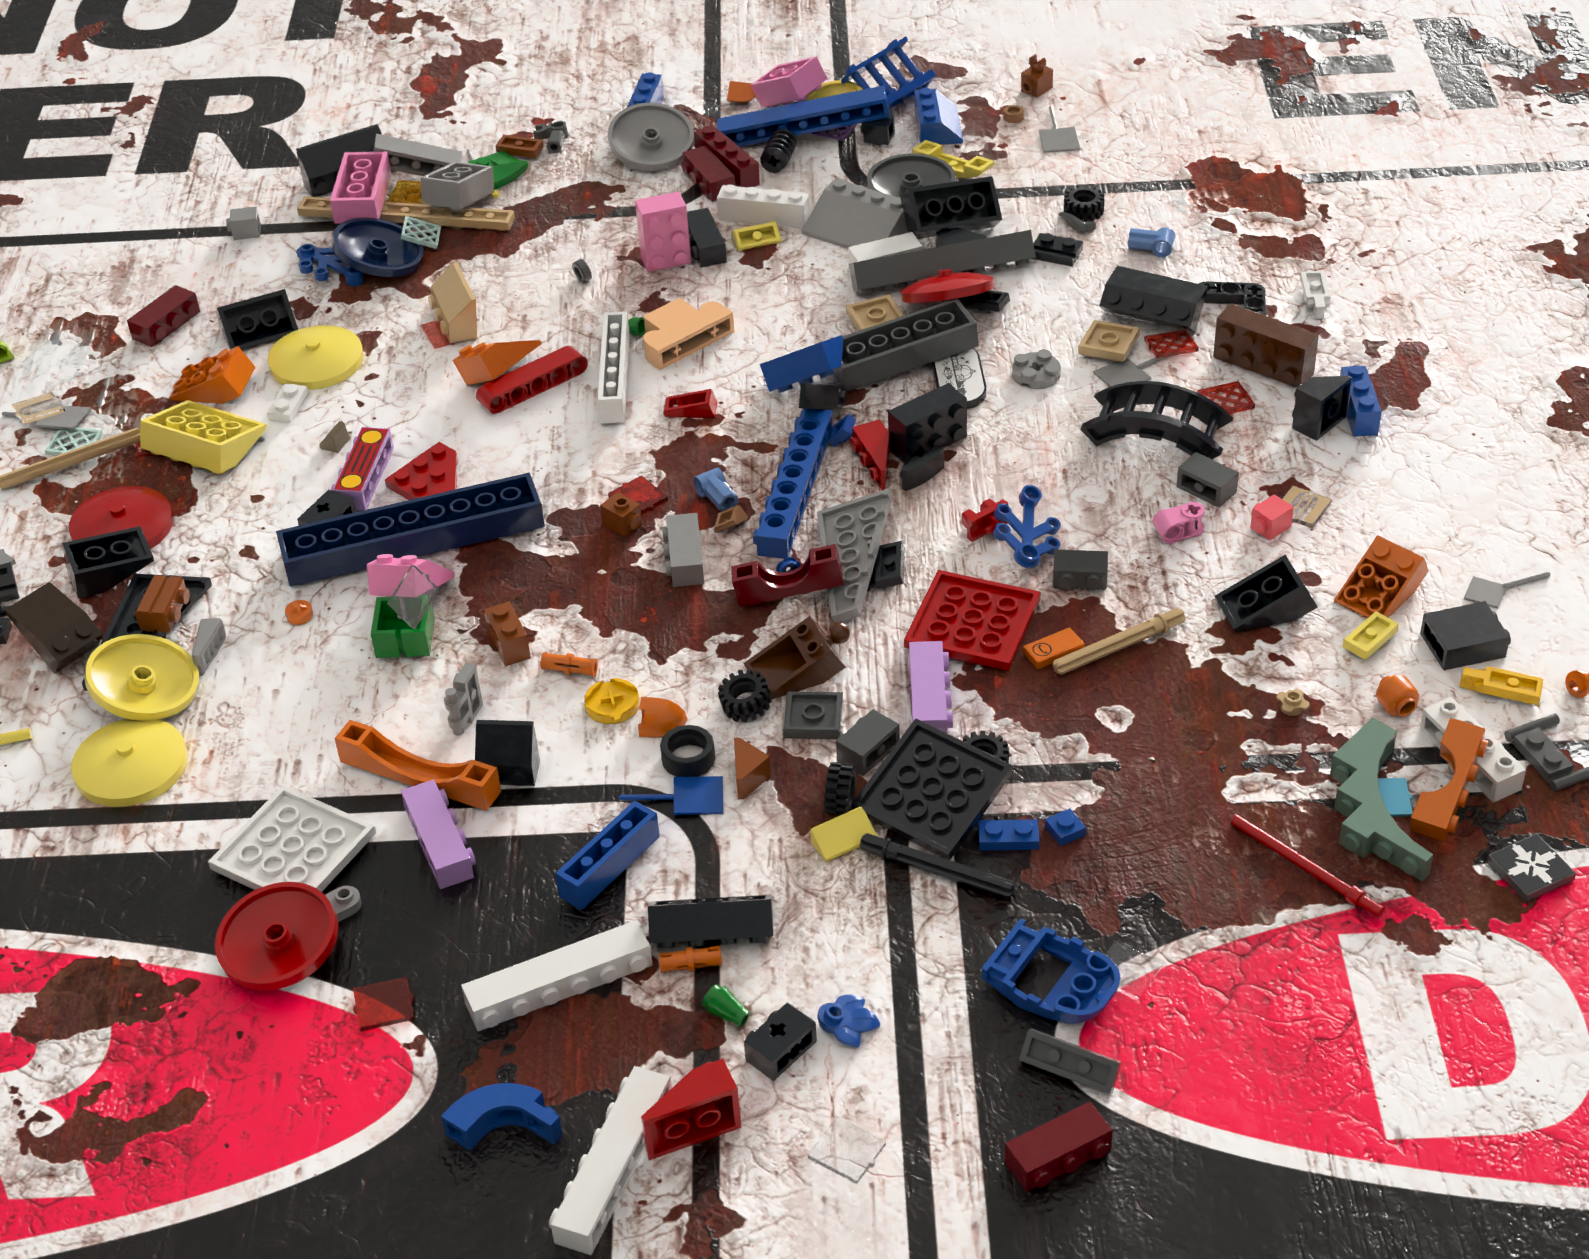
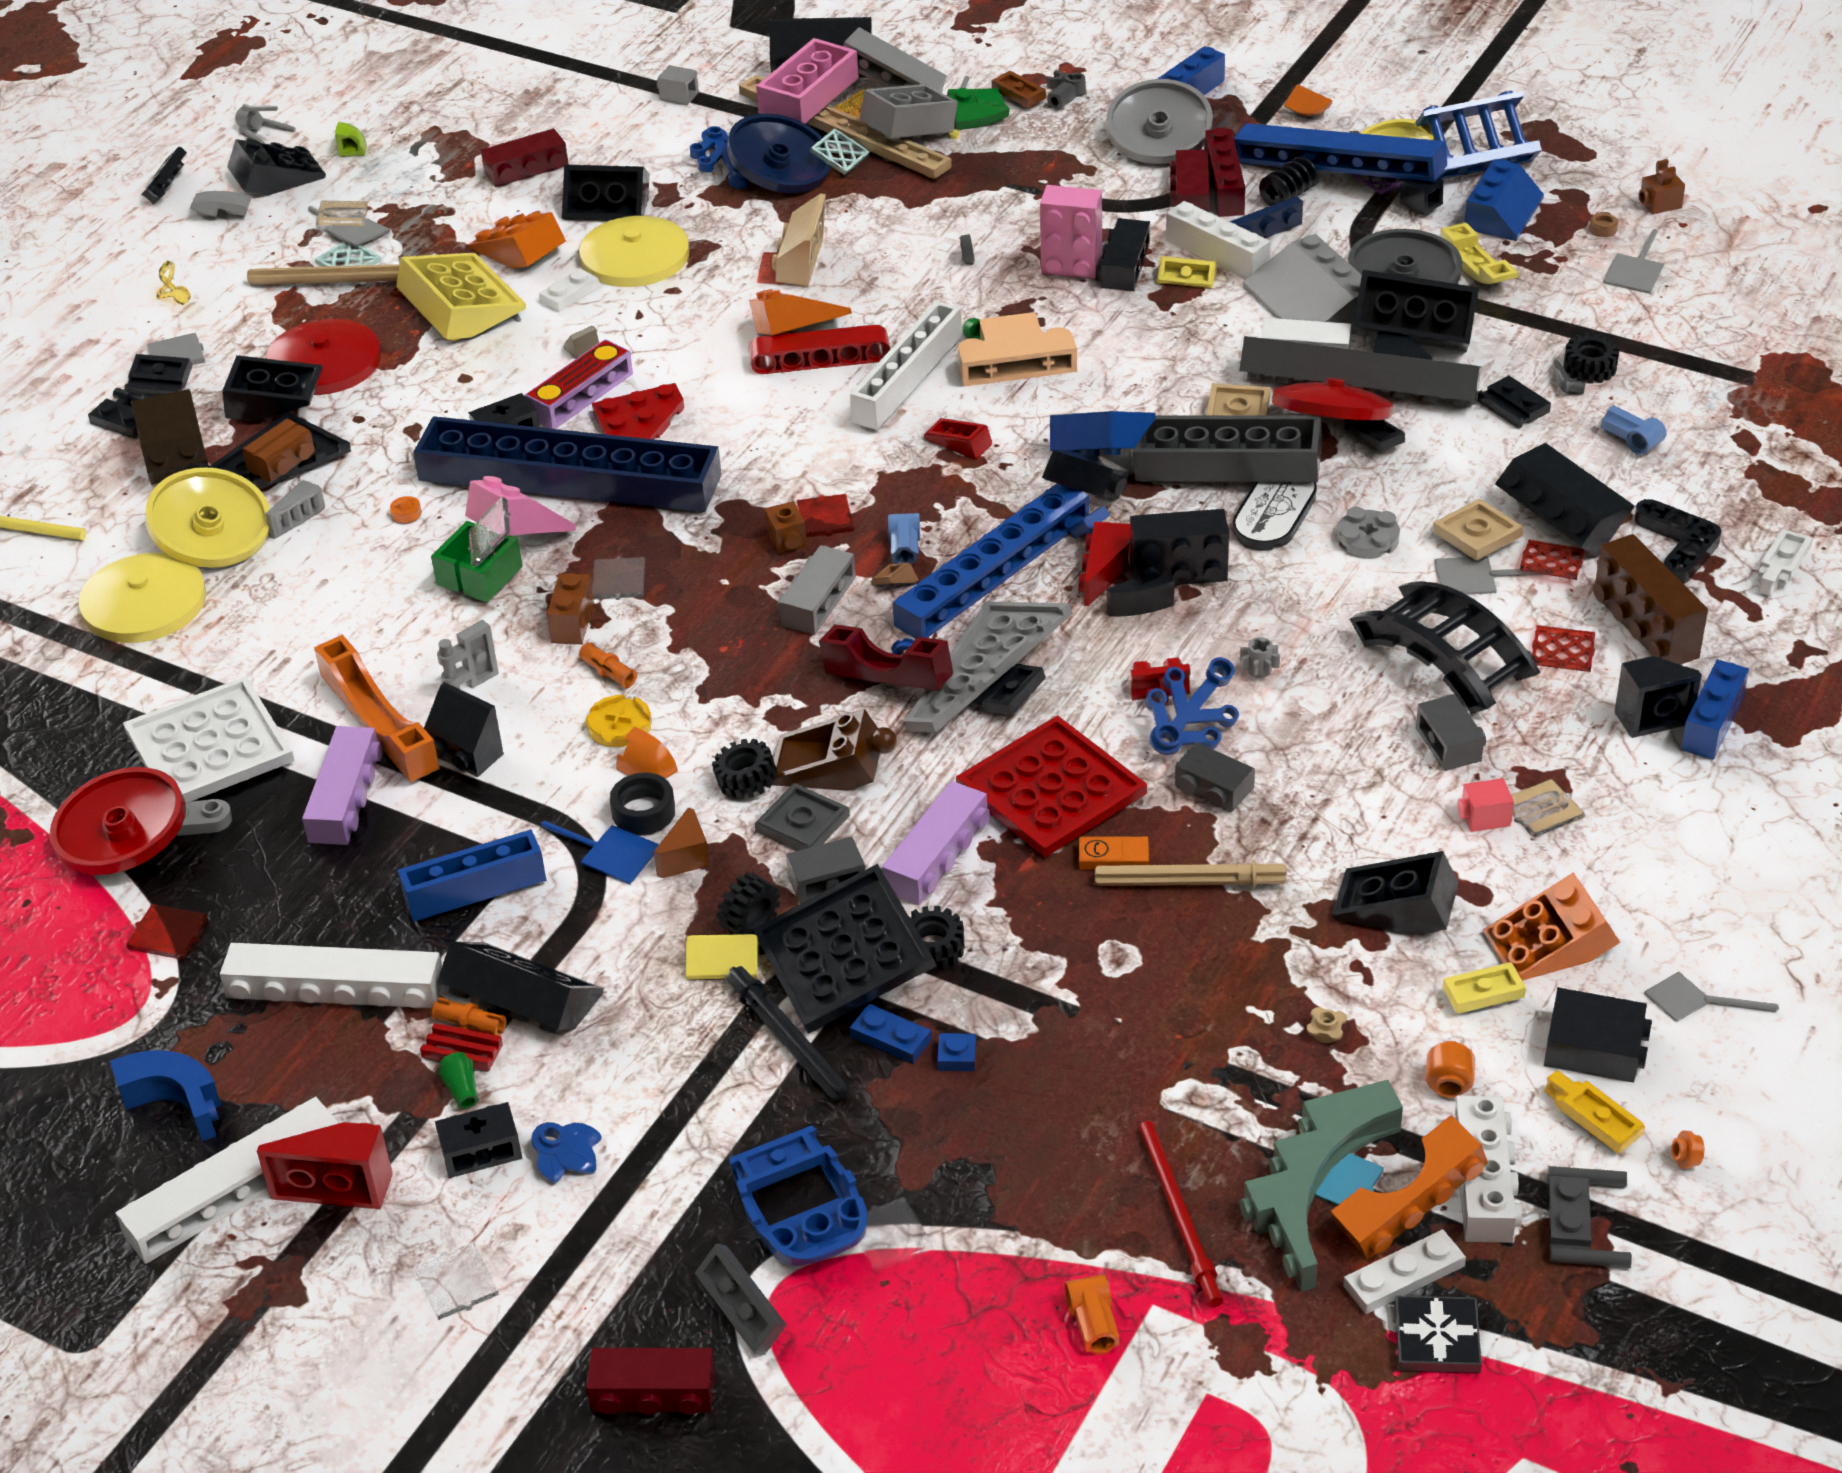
camera: 30 degrees right, 0 degrees up
(522, 596) = (619, 578): none -> clear piece
(700, 978) = (462, 1041): none -> red tile
(789, 82) = (1356, 106): bright pink brick -> none
(790, 177) = (1273, 218): none -> dark blue plate
(1041, 477) = (1259, 657): none -> light grey gear
(1178, 523) = (1371, 767): bright pink piece -> none
(1305, 949) = (1091, 1304): none -> orange piece
(1476, 838) = (1404, 1271): none -> white plate

